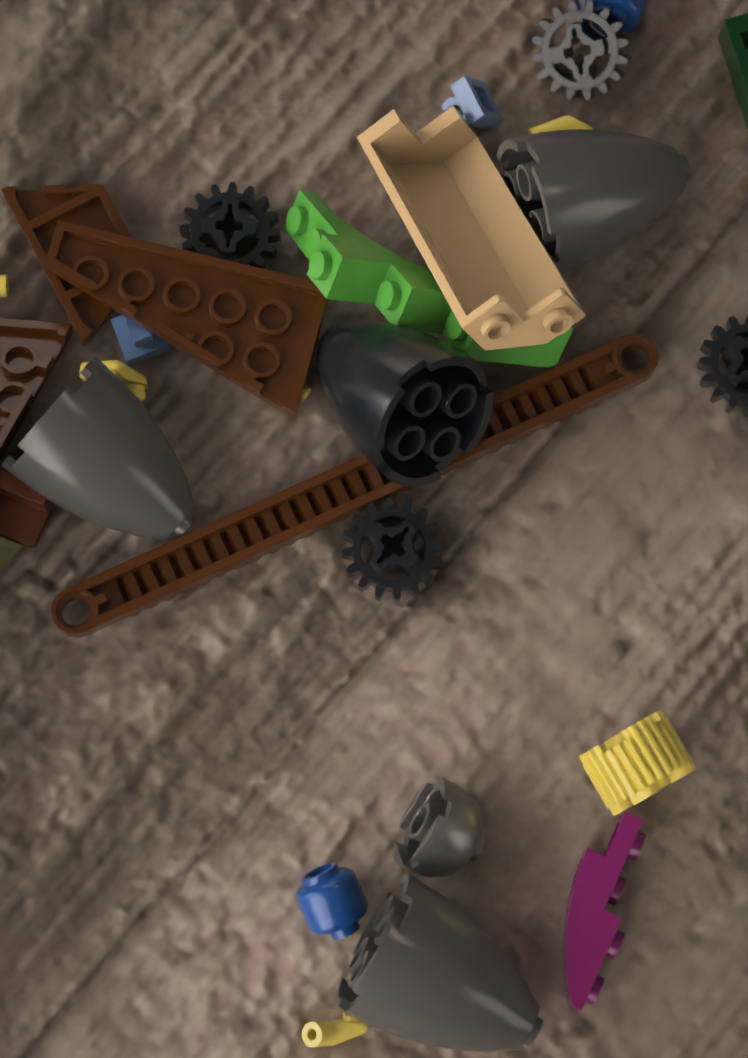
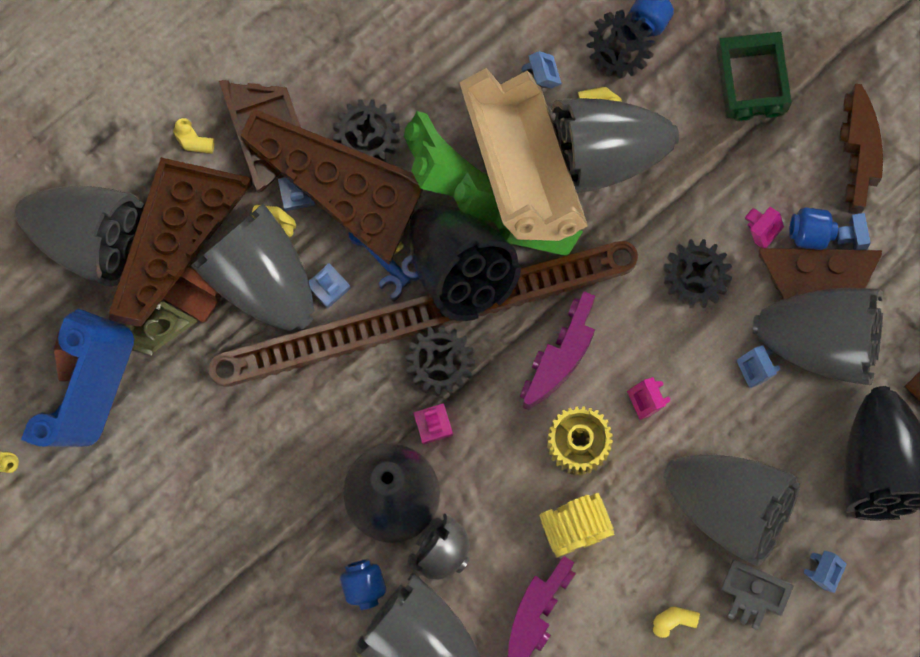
camera: 10 degrees right, 0 degrees up
(210, 465) = (328, 285): none -> medium blue tile
(311, 435) = (399, 276): none -> blue bar
(355, 785) = (396, 509): none -> black cylinder
(397, 645) = (433, 423): none -> dark pink tile
(567, 527) = (557, 364): none -> magenta slope
(620, 663) = (578, 423): none -> light yellow brick
(707, 558) = (647, 397): none -> dark pink tile

